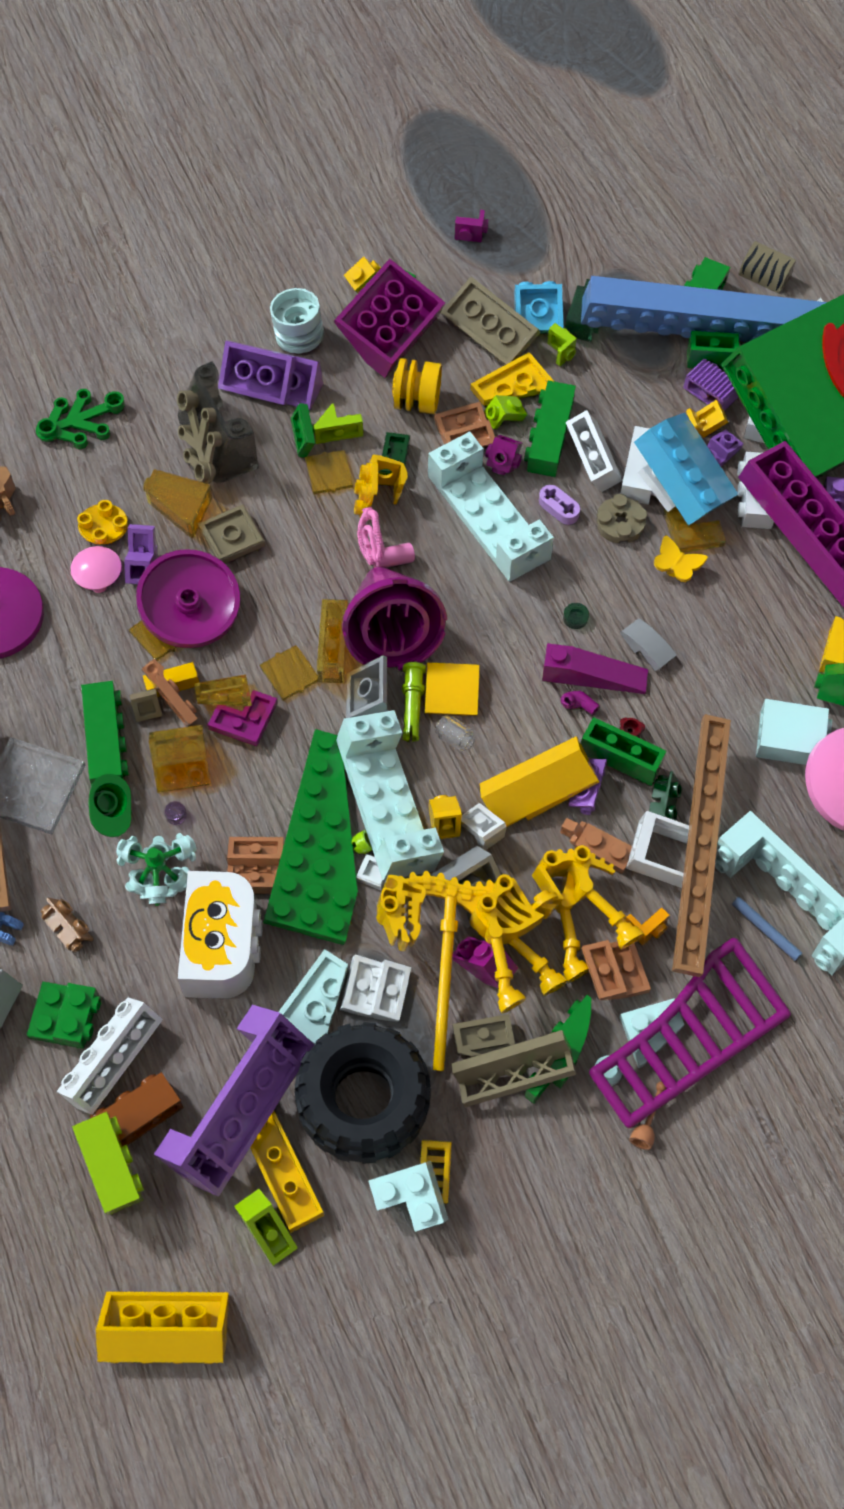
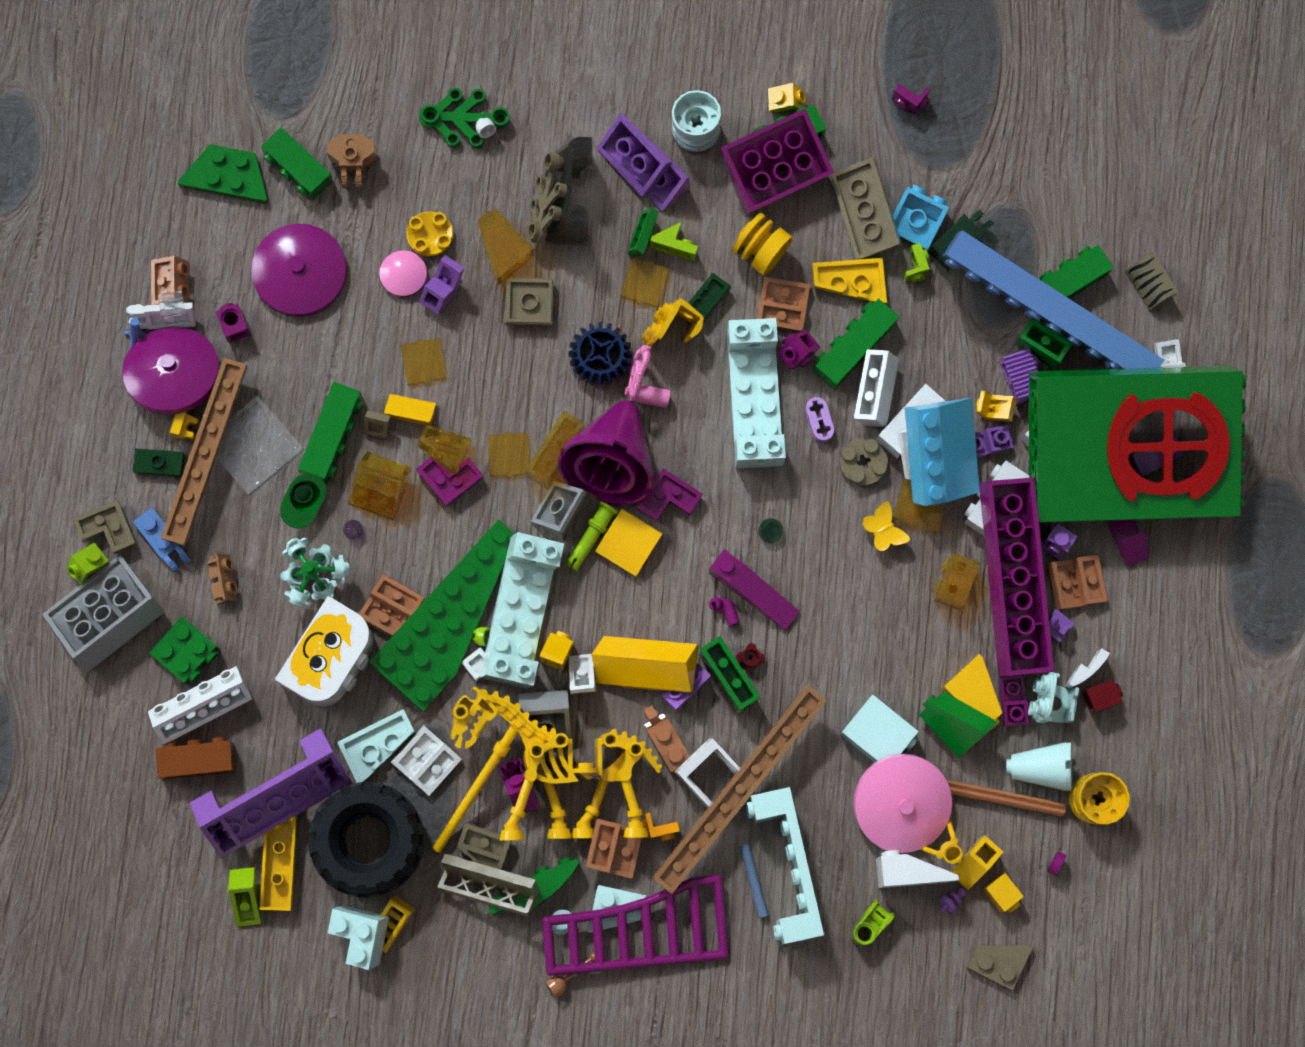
camera: 25 degrees right, 15 degrees up
(105, 414) = (485, 127): none -> white hinge
(108, 1163) = (153, 792): lime wedge -> none
(163, 1327) = (136, 927): yellow slope -> none
(169, 691) = (398, 427): nougat hinge -> none
(188, 598) = (459, 346): magenta dish -> none
(329, 552) = (607, 348): none -> dark blue gear
(455, 733) = (608, 583): clear brick -> none
(464, 625) = (666, 490): none -> magenta plate
(504, 408) = (827, 303): lime bracket -> none
(646, 640) = (812, 590): light grey slope -> none
(667, 790) = (747, 725): dark green hinge -> none
(770, 572) = (956, 581): none -> clear yellow brick

